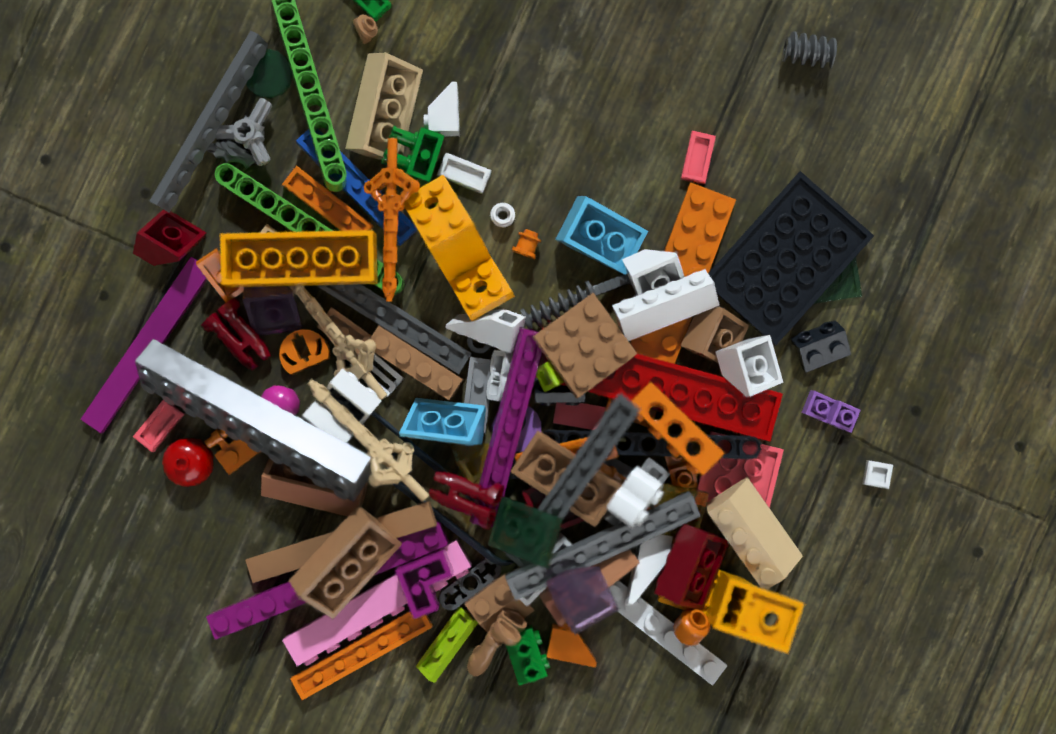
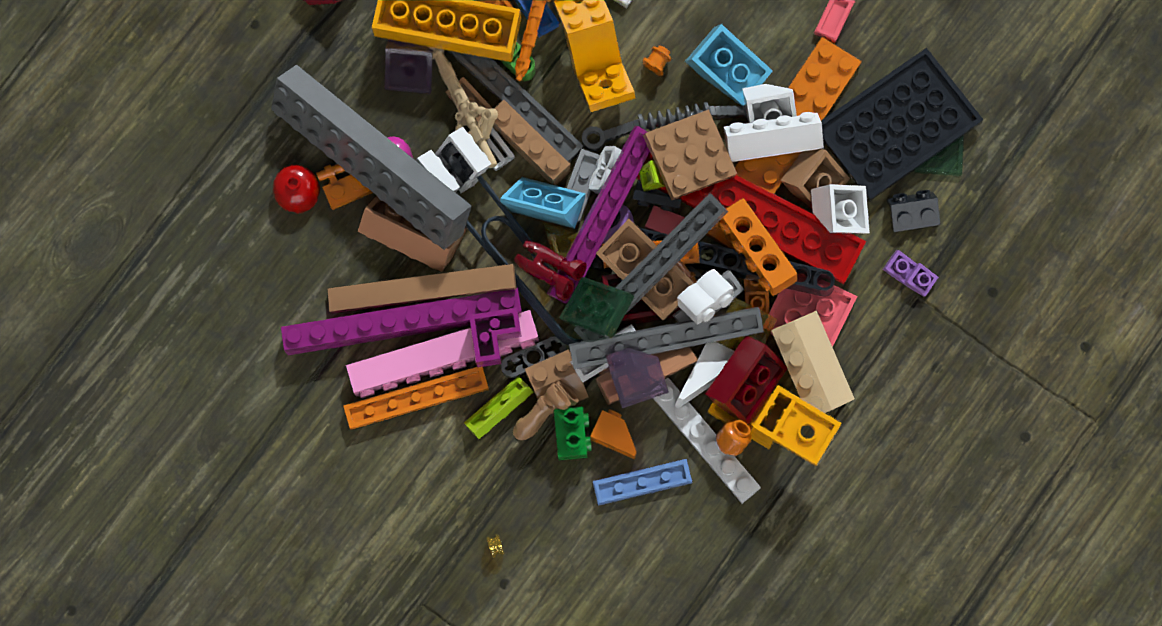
camera: 15 degrees right, 10 degrees down
(158, 327) = (304, 56): magenta tile -> none
(158, 425) = (277, 150): coral tile -> none
(211, 267) = (364, 17): orange slope -> none
(249, 336) = (381, 87): dark red piece -> none
(311, 338) = (437, 121): orange piece -> none
(344, 563) = (424, 301): medium nougat slope -> none
(378, 450) = (480, 208): tan bar -> none
(494, 328) = (609, 124): white slope -> none
(499, 208) = (641, 23): white plate -> none
(607, 685) = (642, 482): none -> medium blue tile
(877, 474) = (943, 341): white tile -> none

